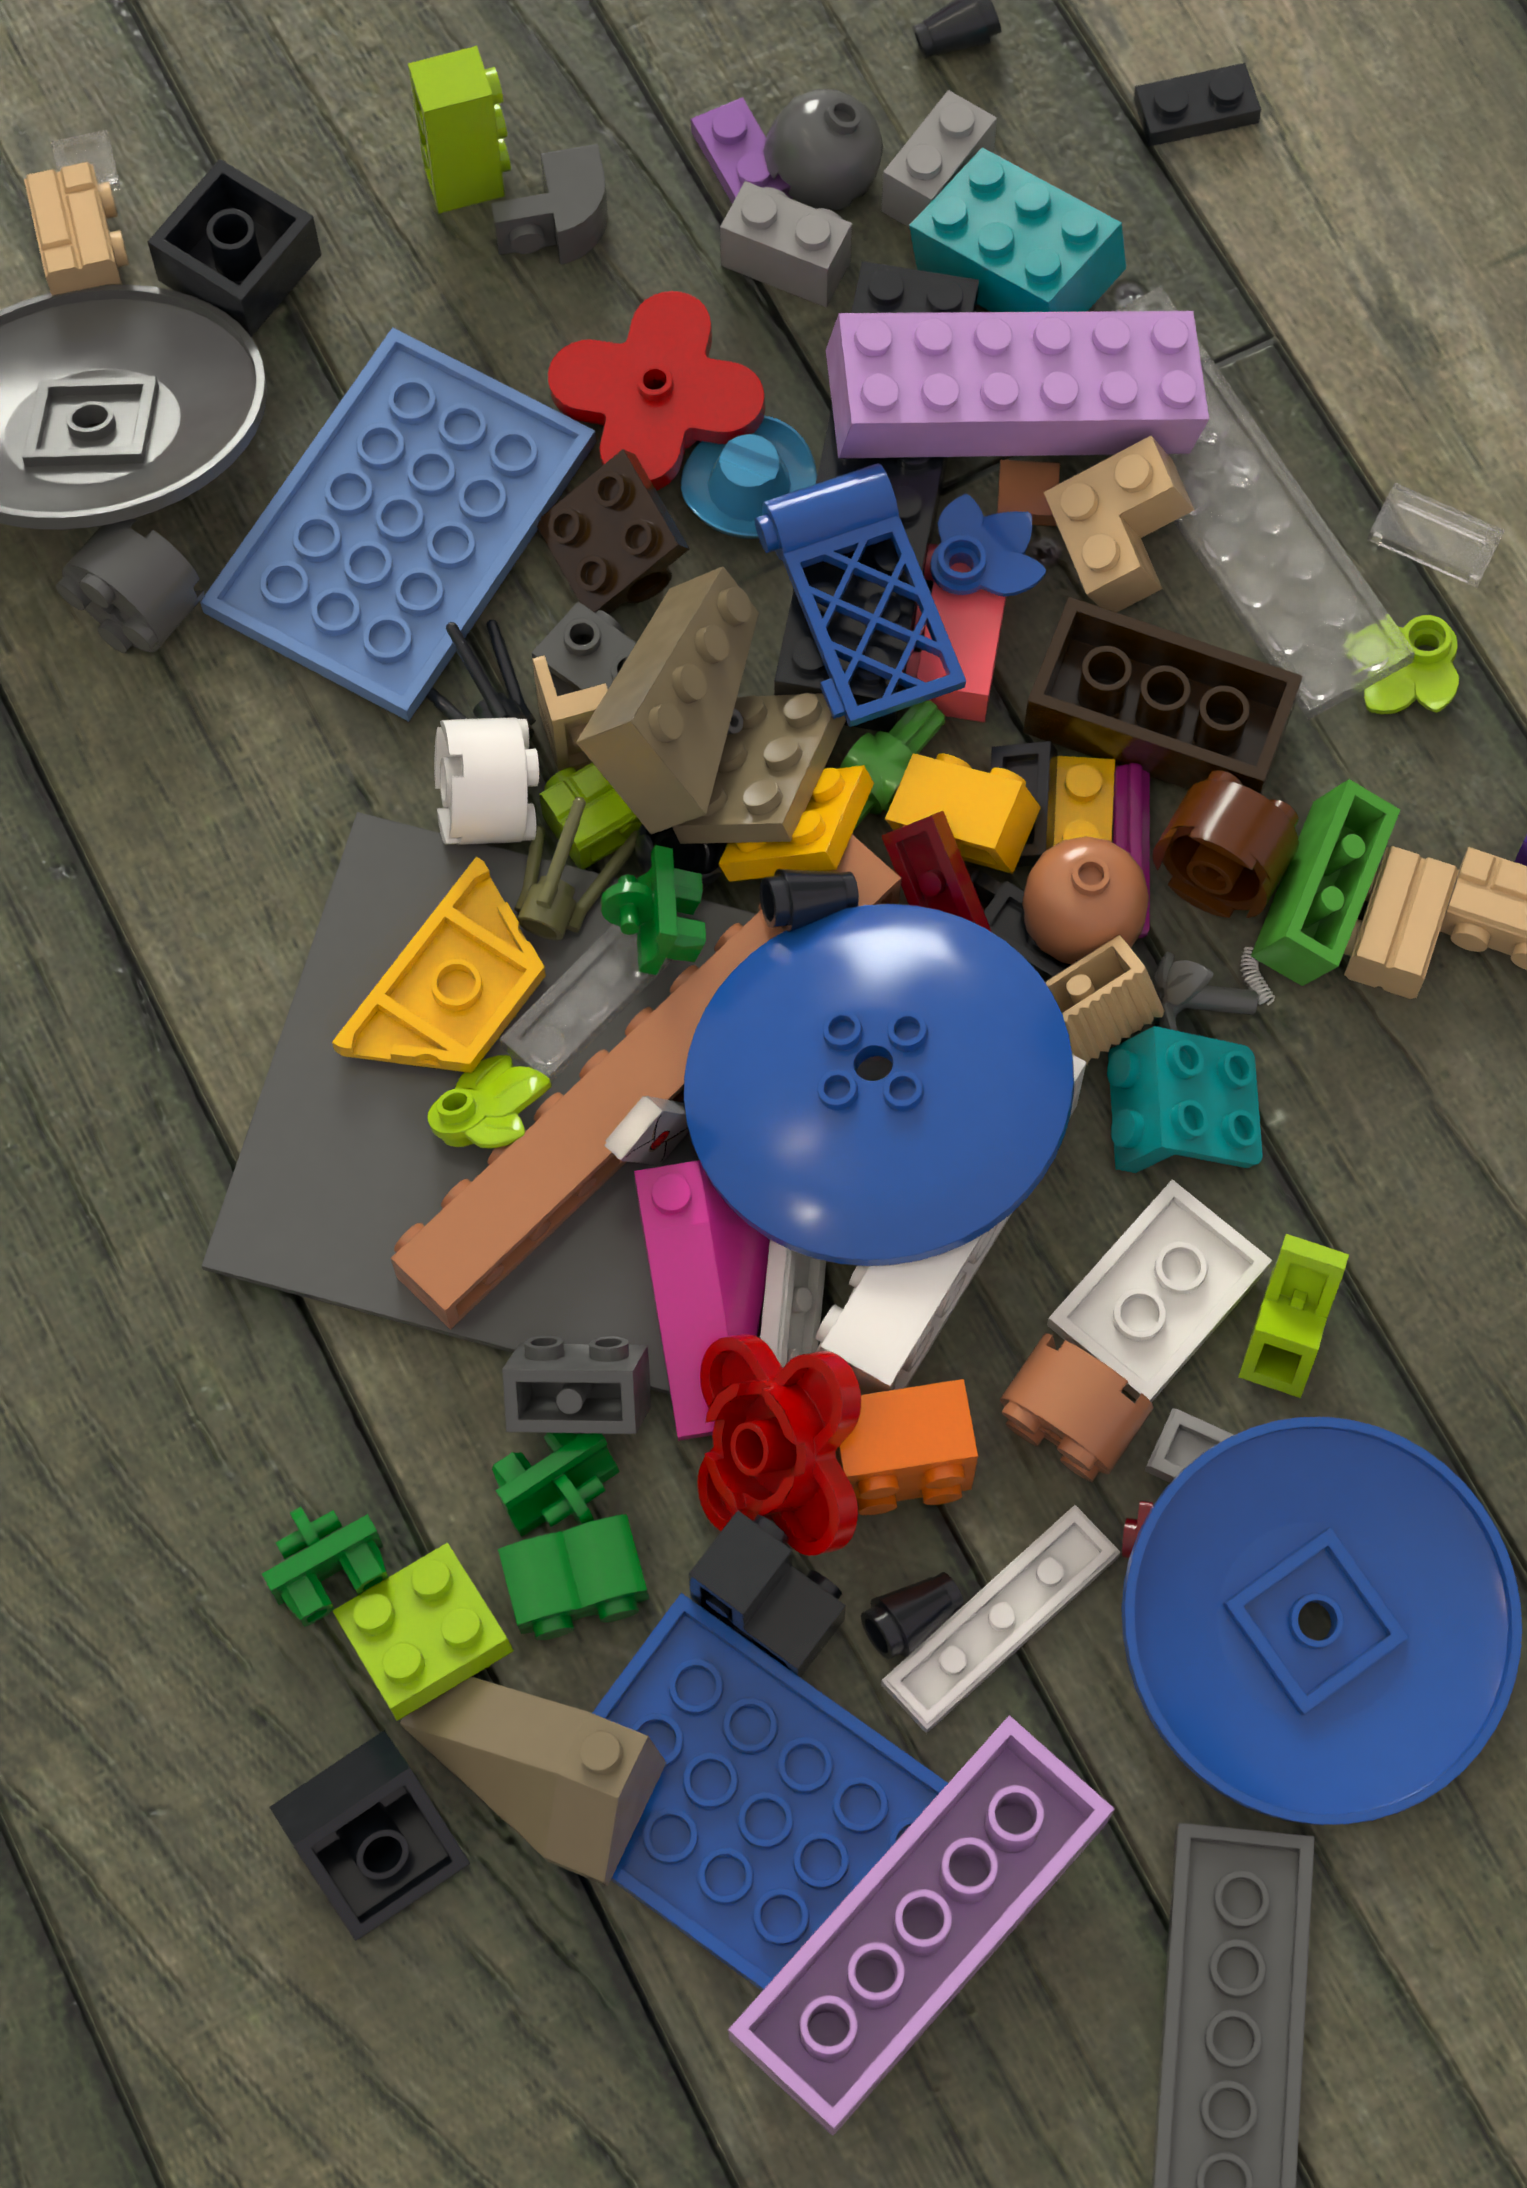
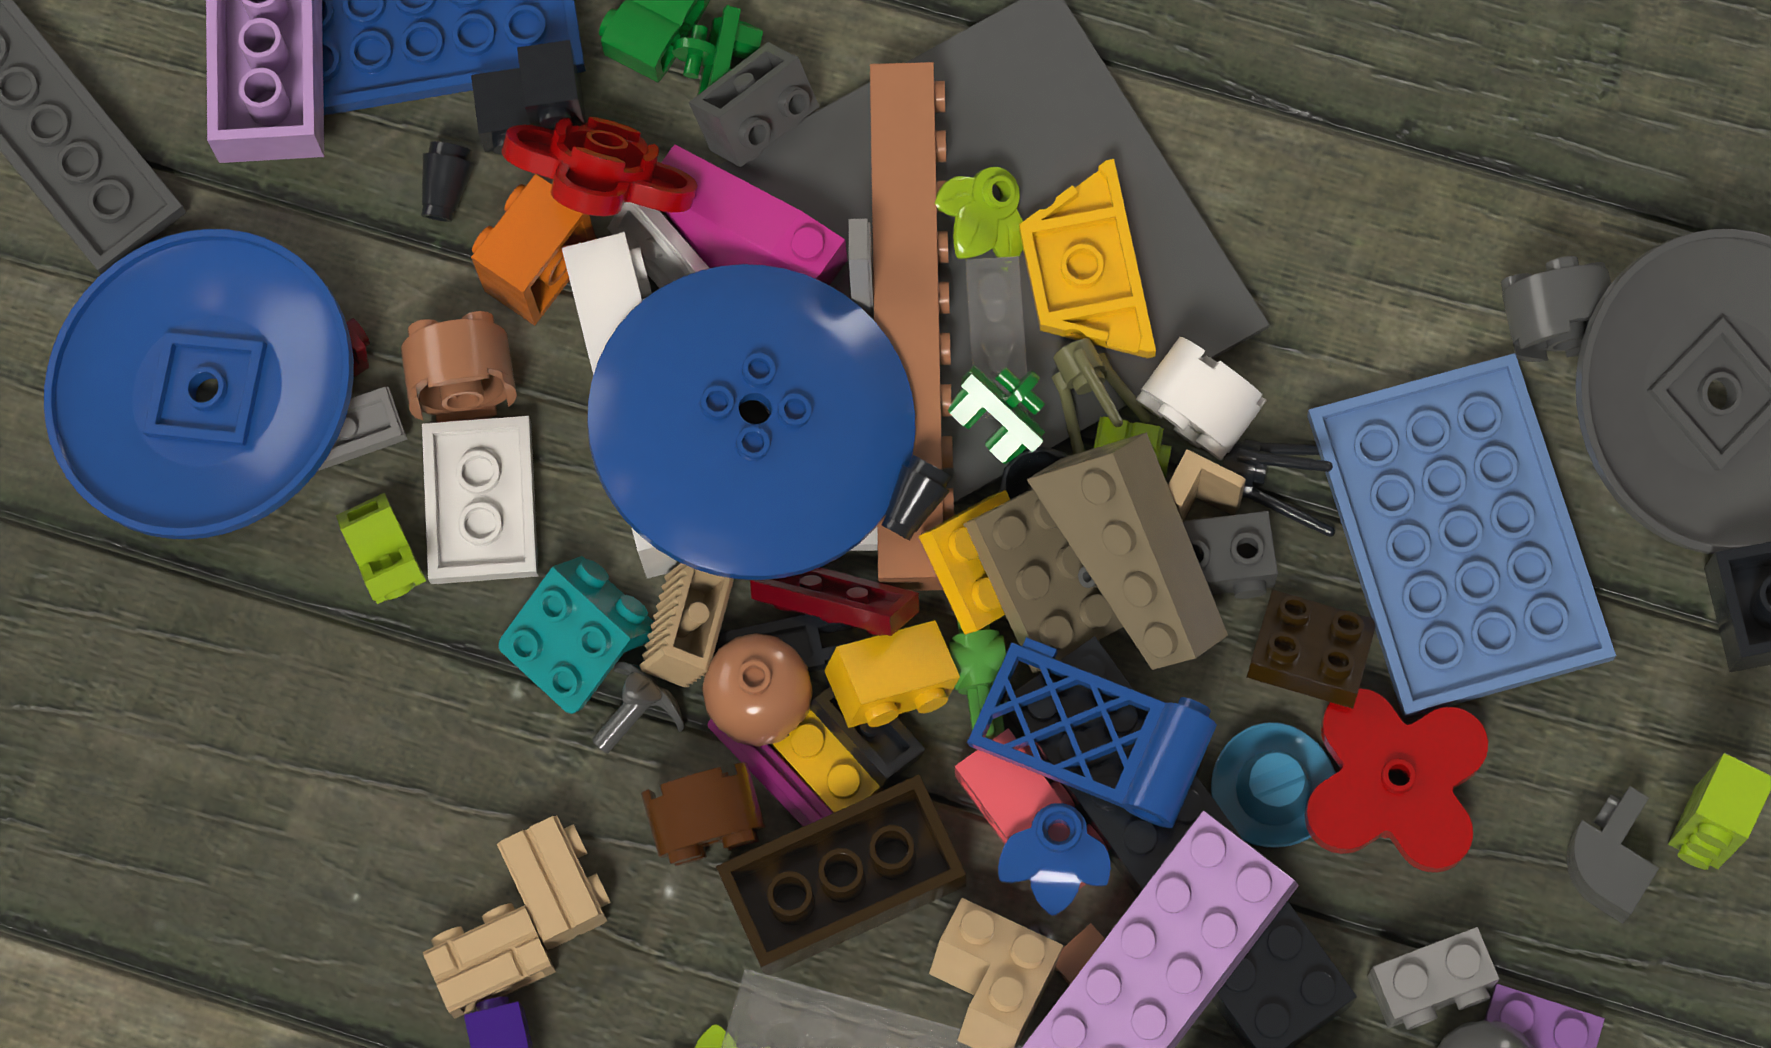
camera: 140 degrees right, 5 degrees up
(1000, 1619) = (393, 232): white tile -> none
(1253, 979) = (626, 774): white leg -> none
(1325, 883) = (620, 853): bright green brick -> none

